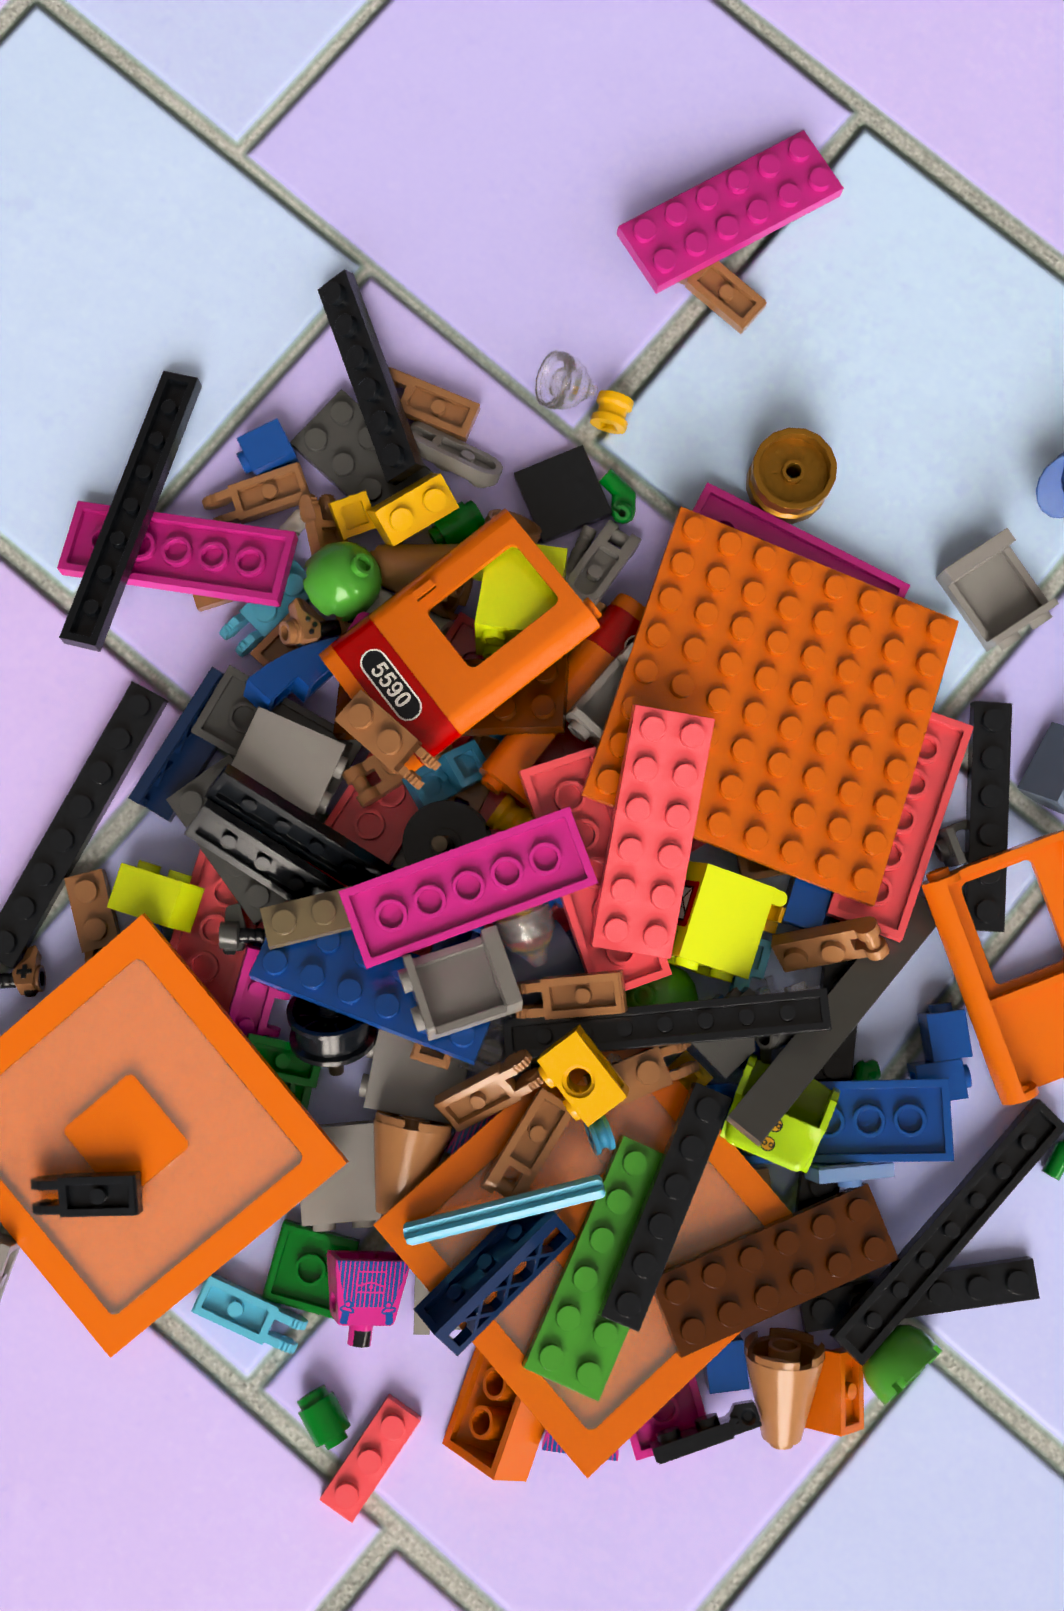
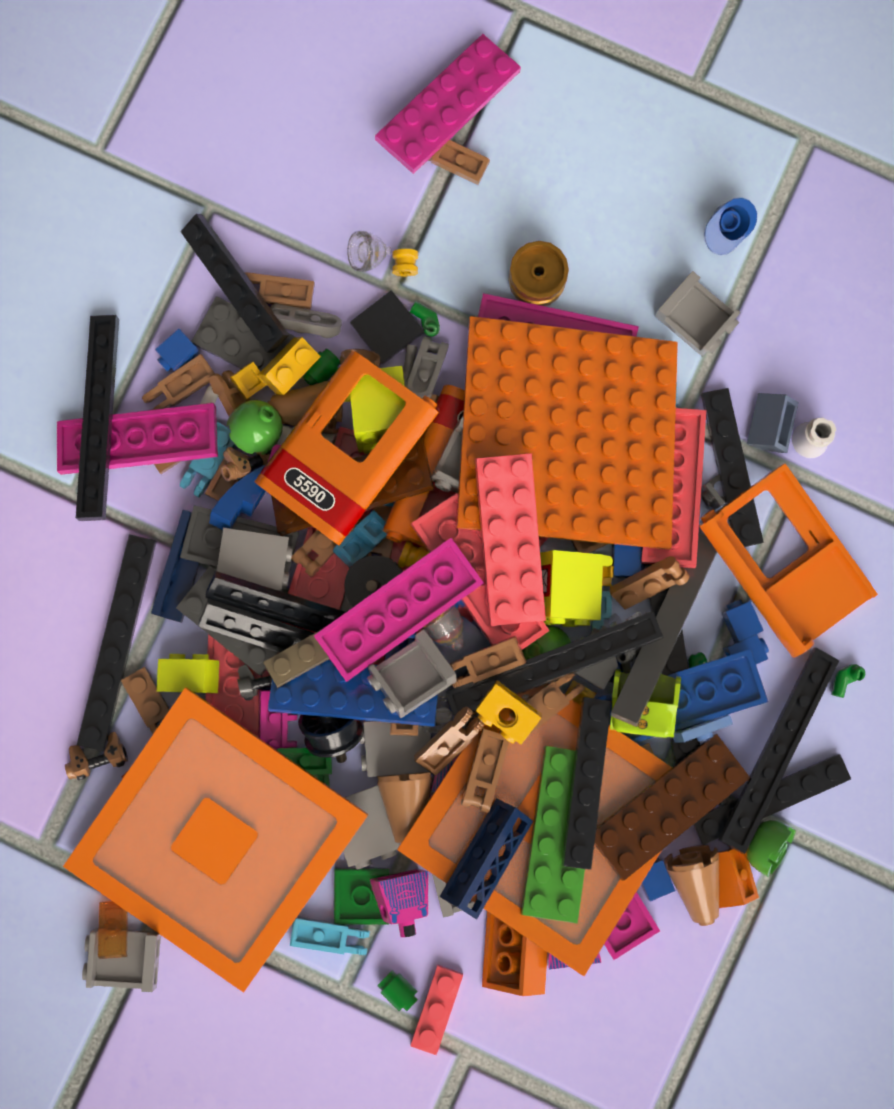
camera: 20 degrees left, 0 degrees up
(90, 1194) = (201, 885): black hinge -> none
(384, 737) = (315, 525): medium nougat hinge -> none
(504, 1210) = (481, 815): medium azure axle -> none
(600, 1135) = (530, 749): dark azure bush -> none
(707, 1432) = (655, 925): black hinge -> none

